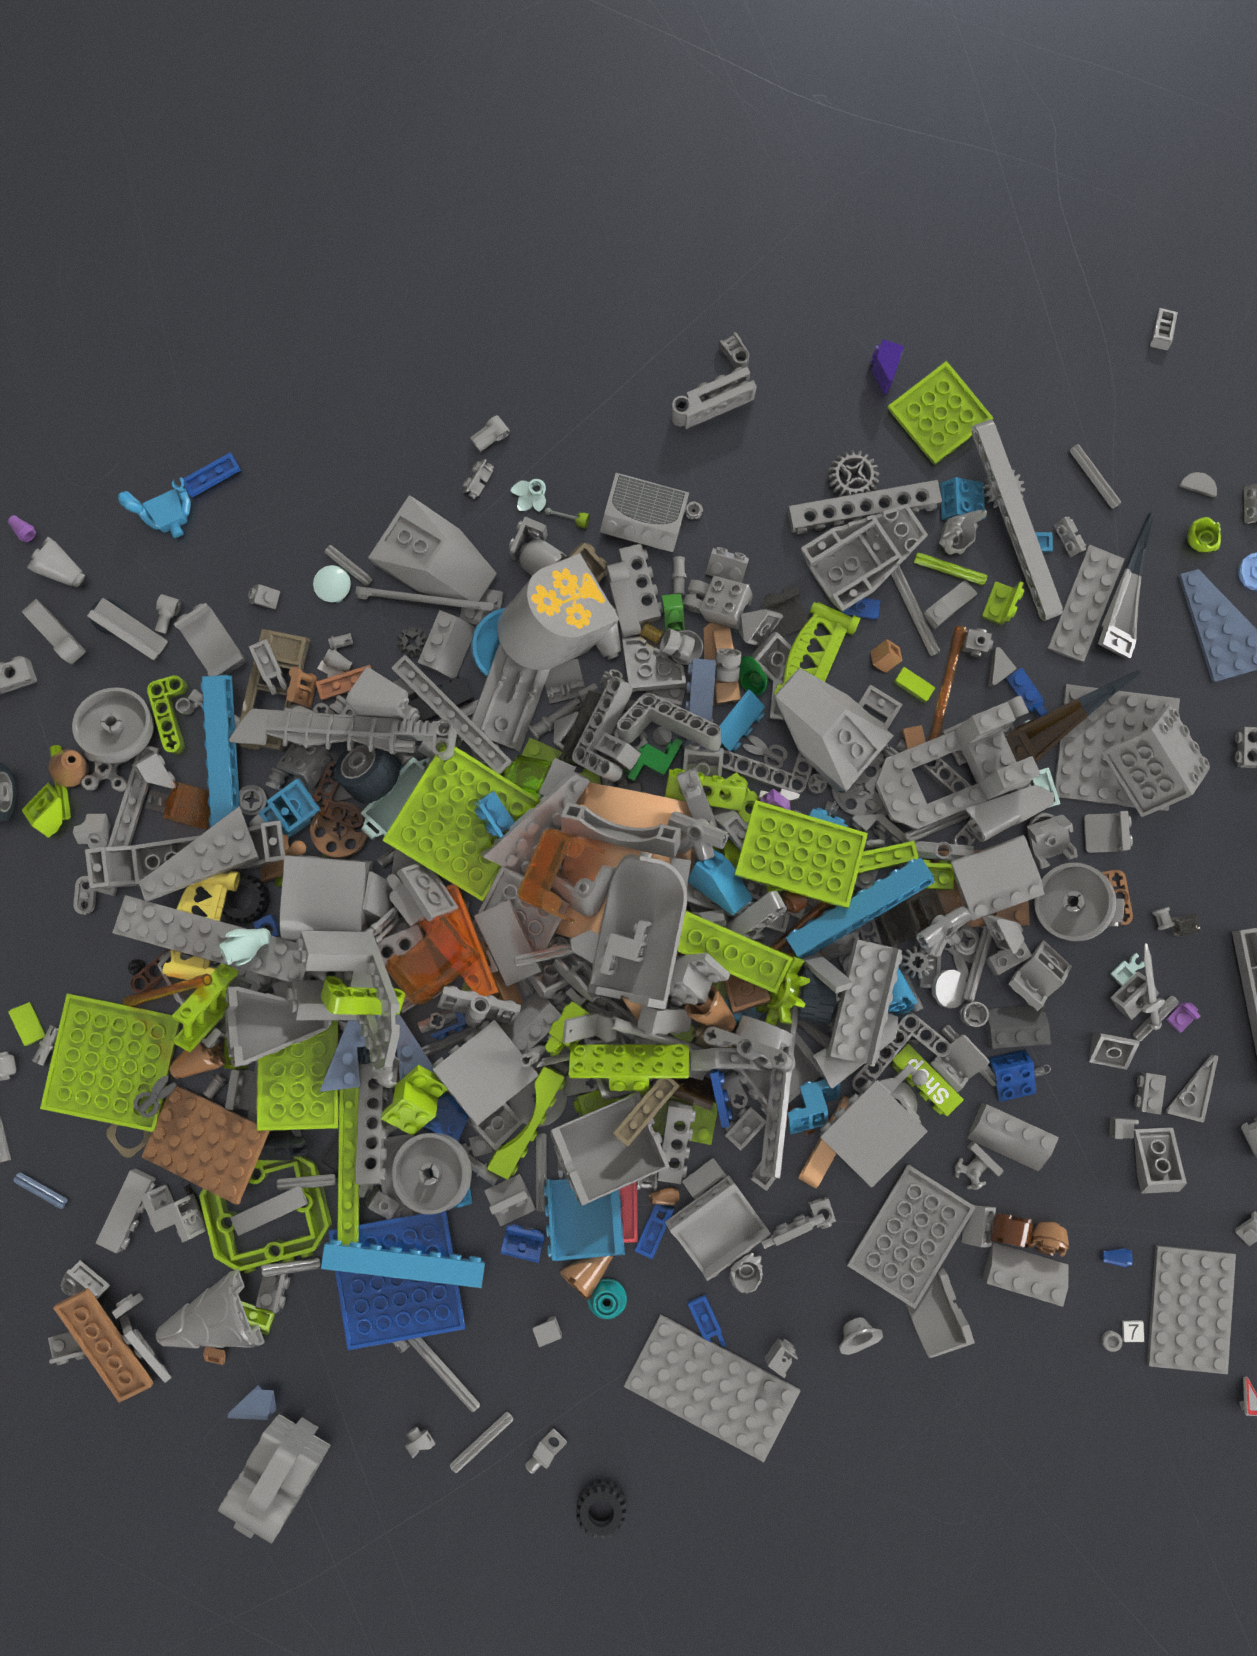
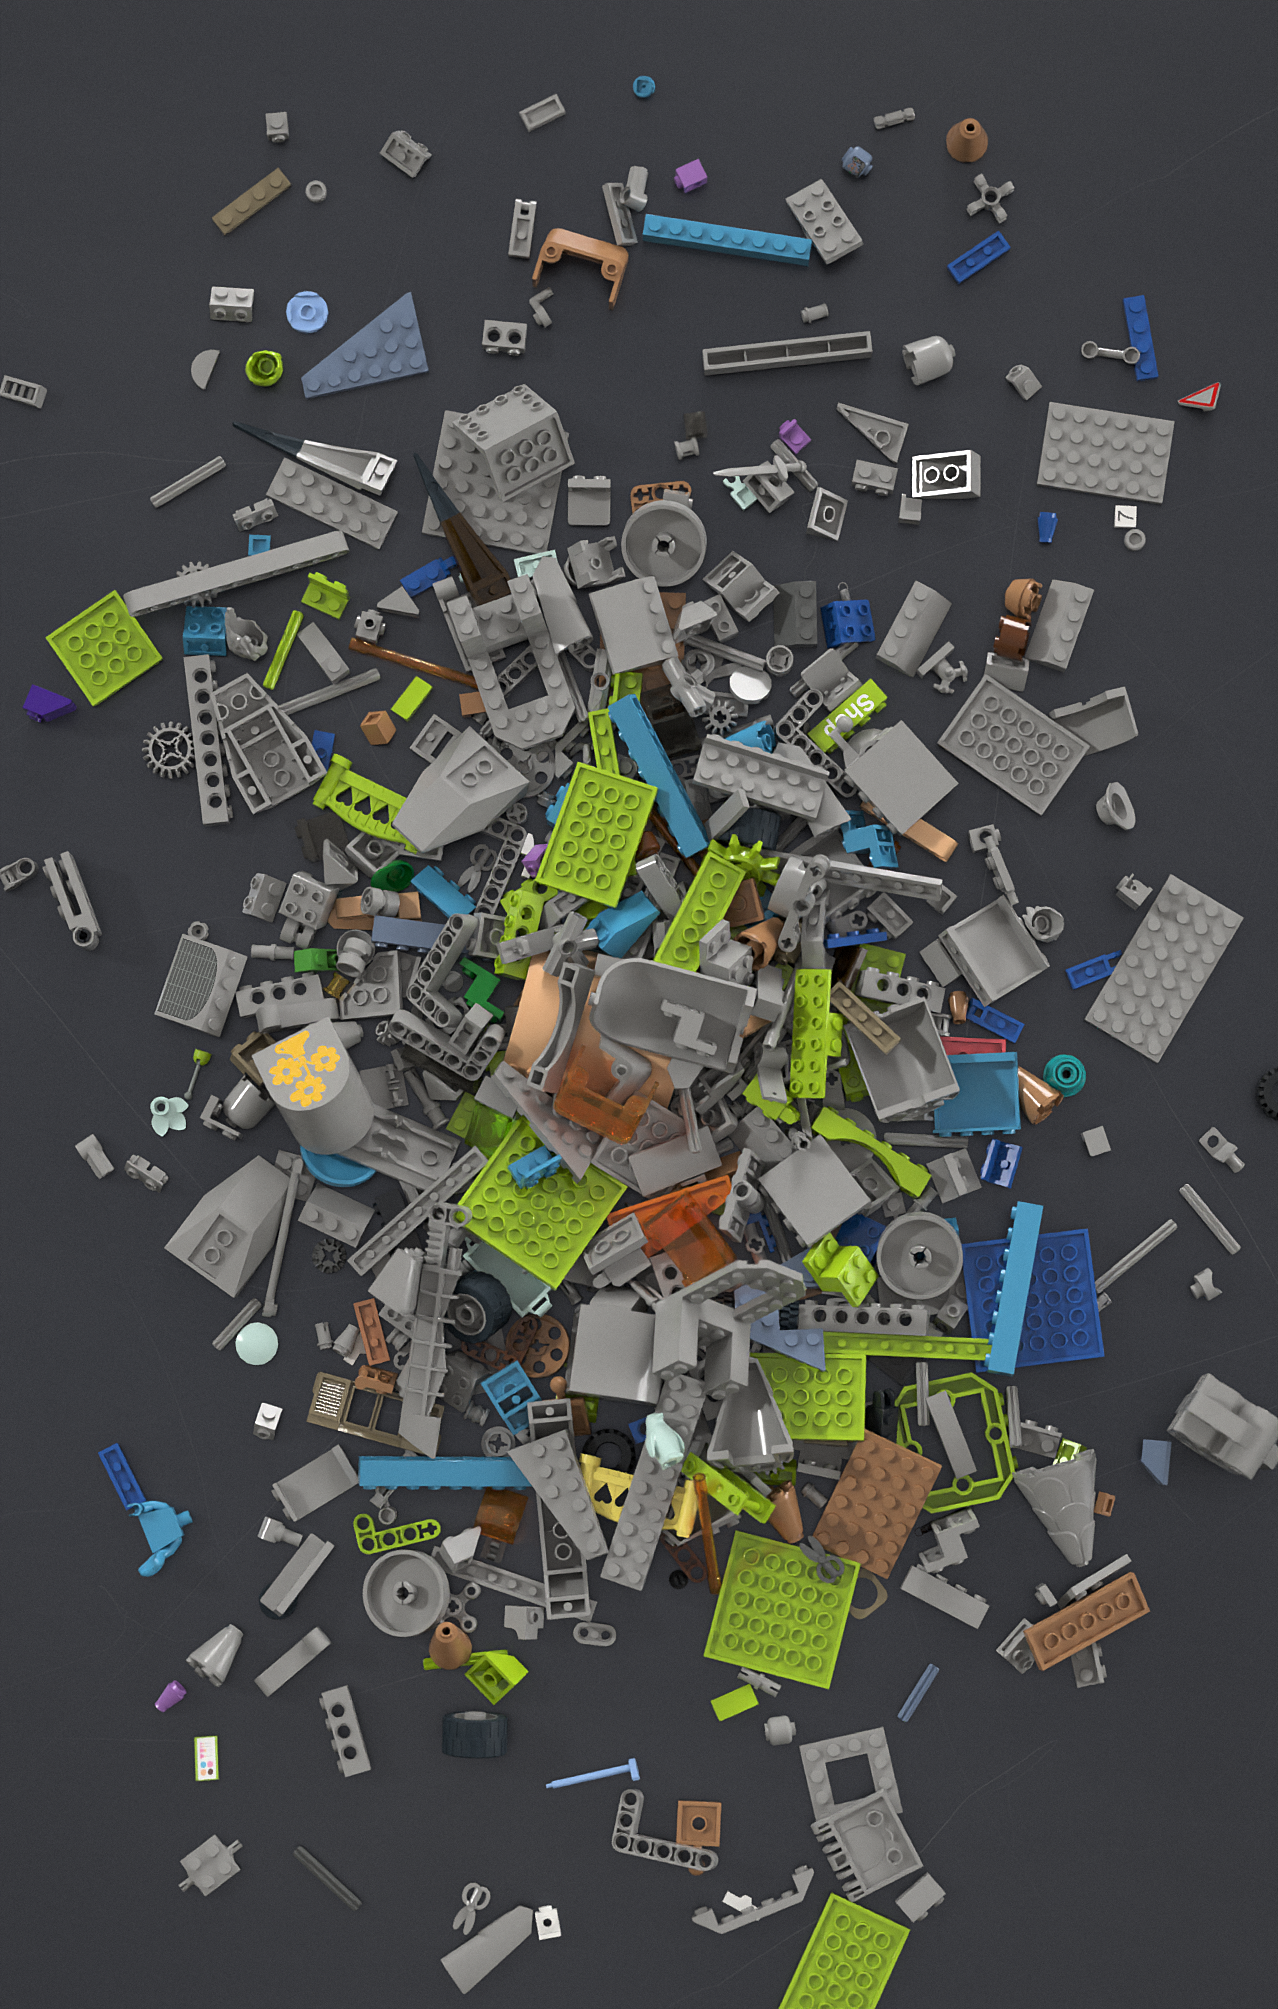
camera: 85 degrees left, 0 degrees up
(267, 664) = (349, 1414): light grey hinge -> none
(353, 1000) = (729, 1323): lime beam -> none
(387, 1077) = (811, 1301): light grey hair -> none

